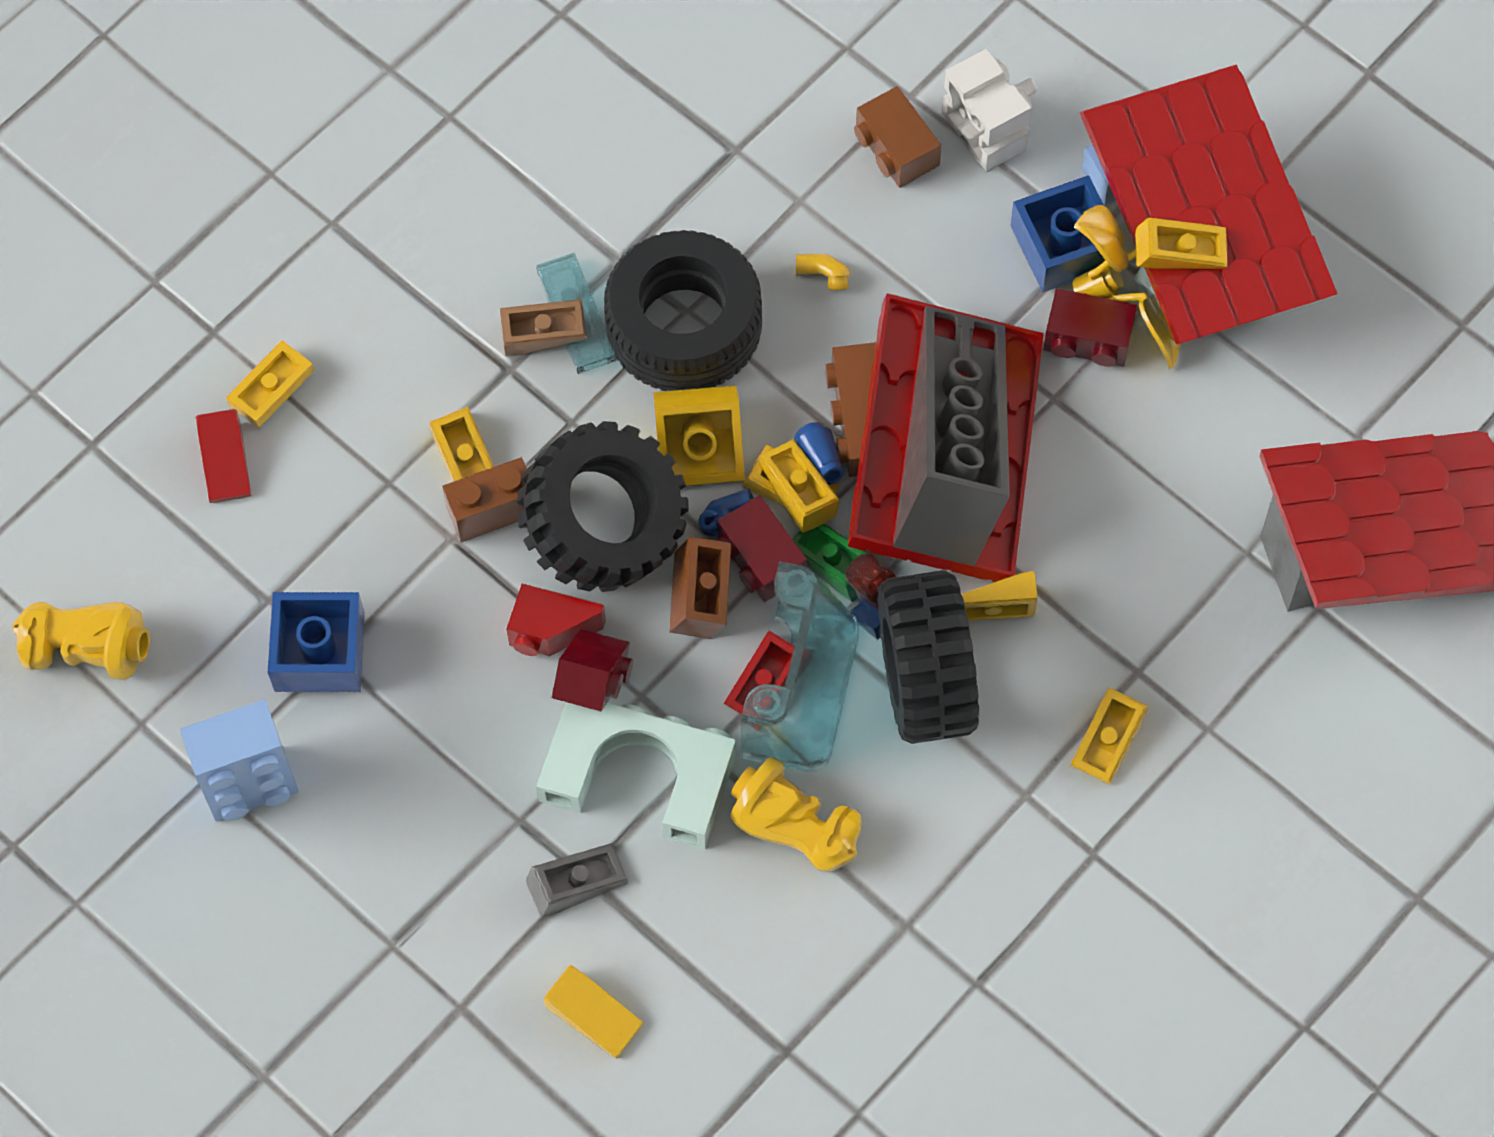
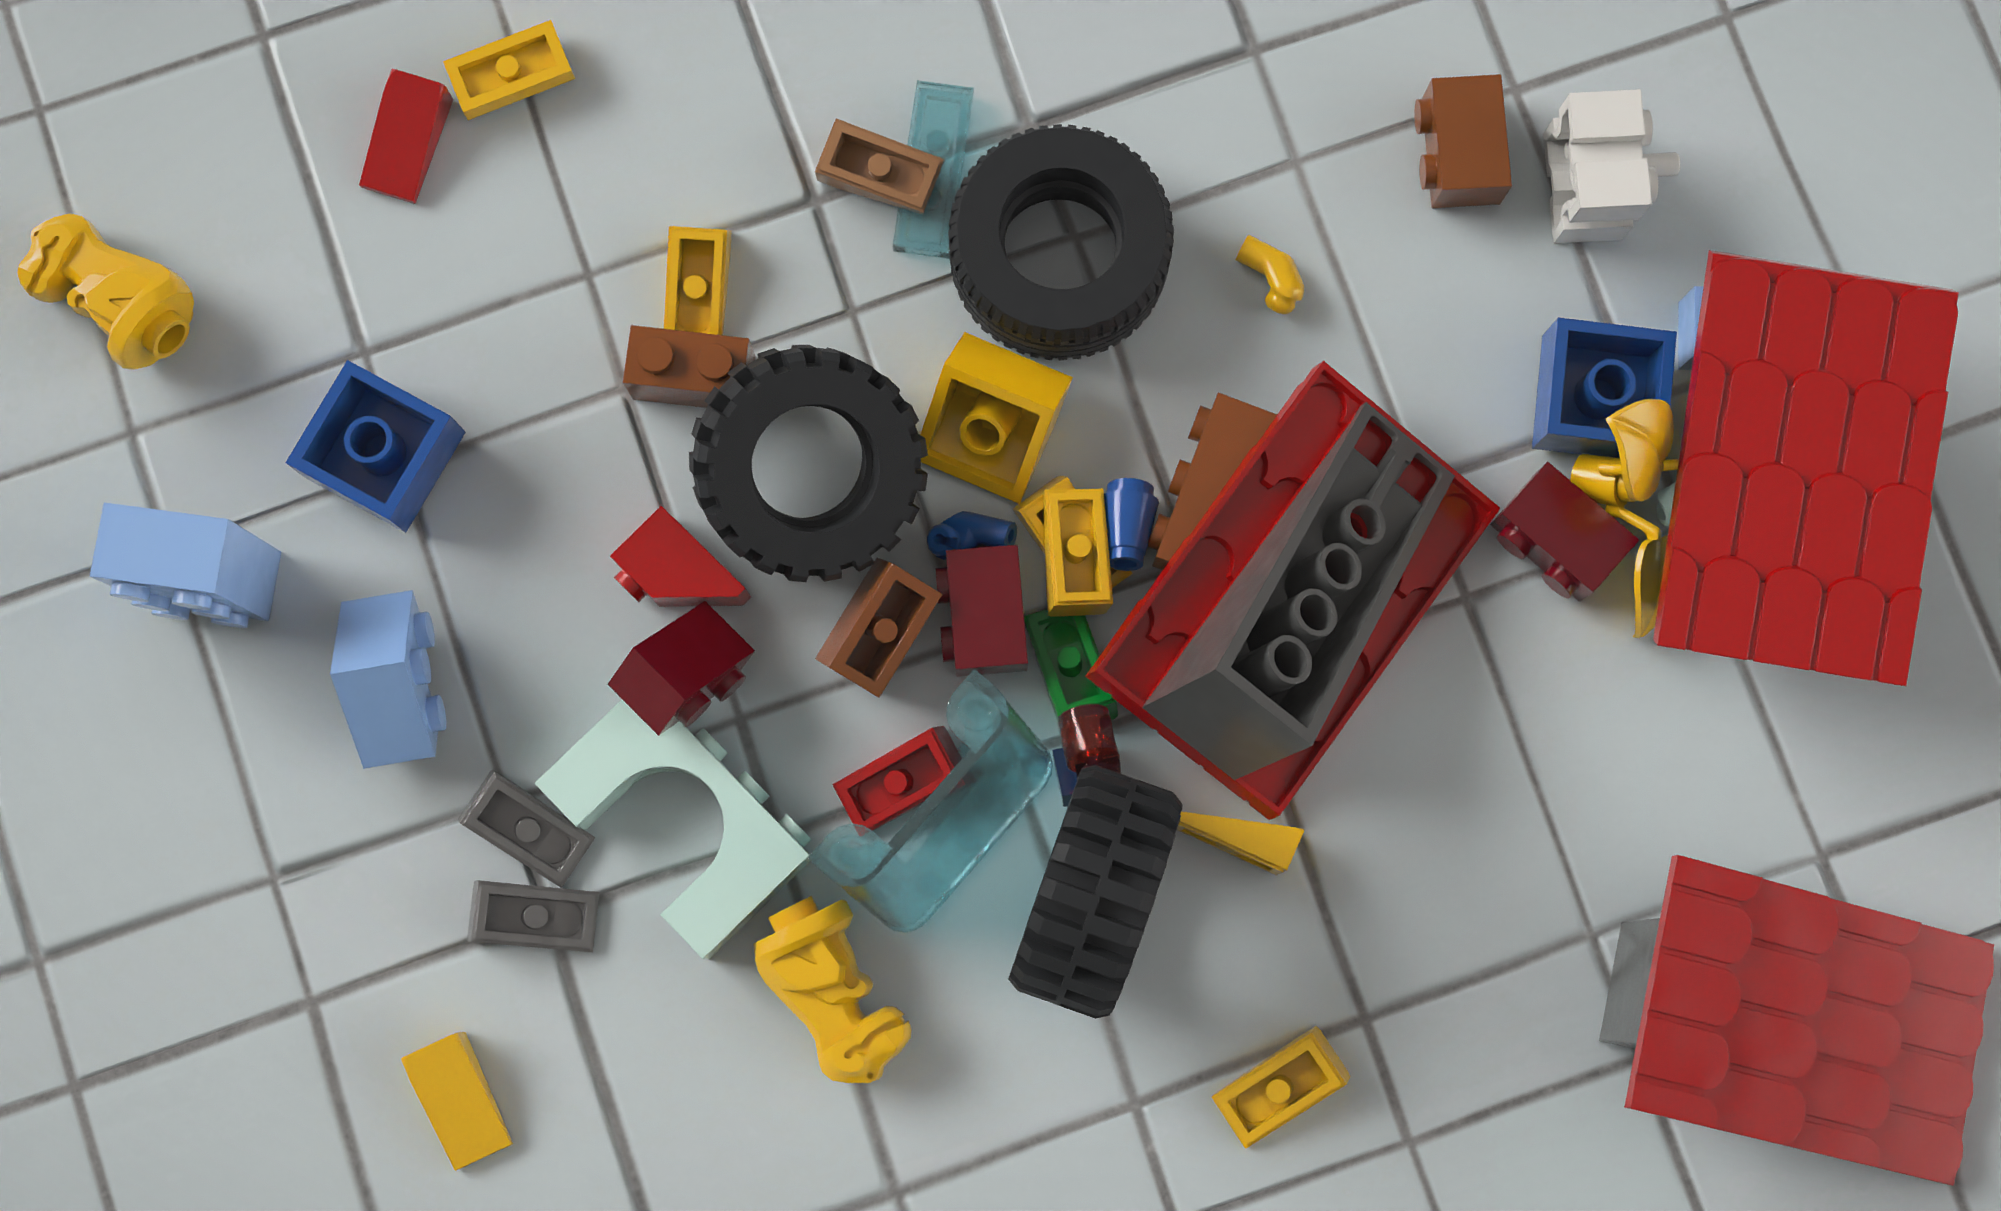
camera: 25 degrees right, 15 degrees up
(404, 772) = (384, 679): none -> light blue brick
(540, 827) = (525, 828): none -> flat silver slope
(1180, 245) = (1735, 513): yellow slope -> none

